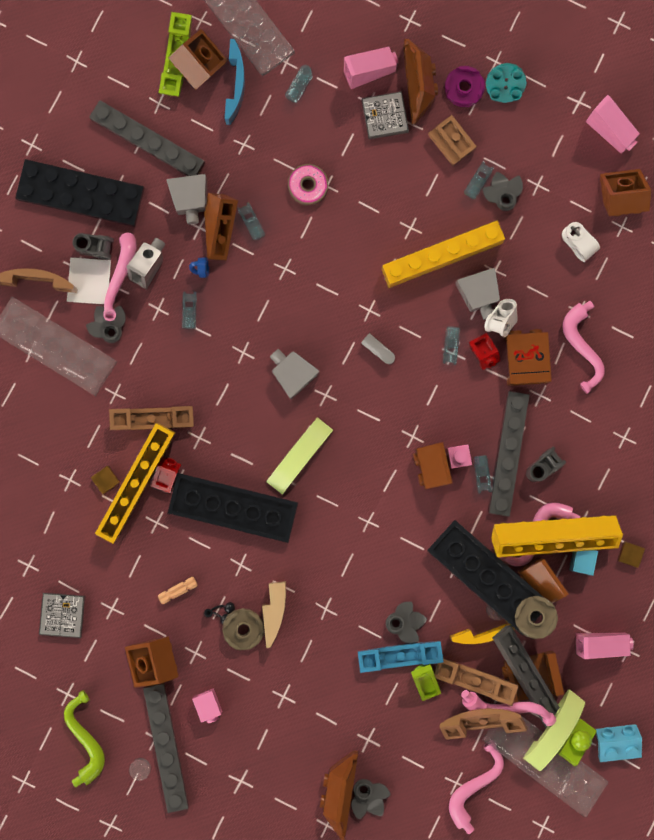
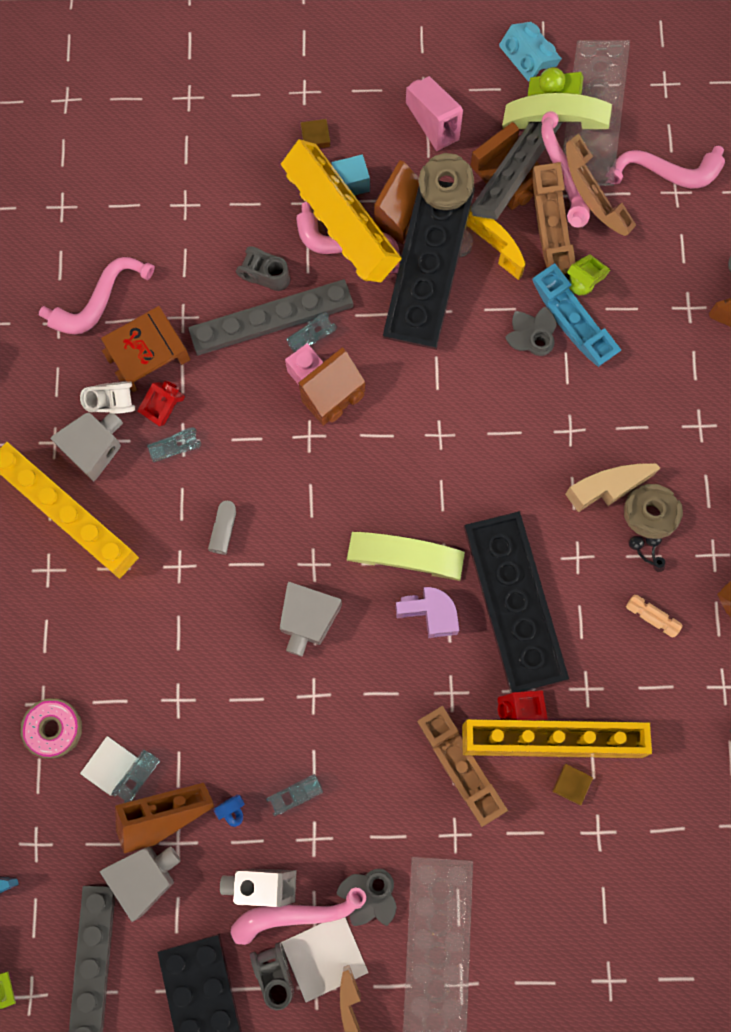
camera: 115 degrees left, 10 degrees down
(254, 456) = (438, 608): none -> lavender brick
(267, 208) = (108, 765): none -> white sticker

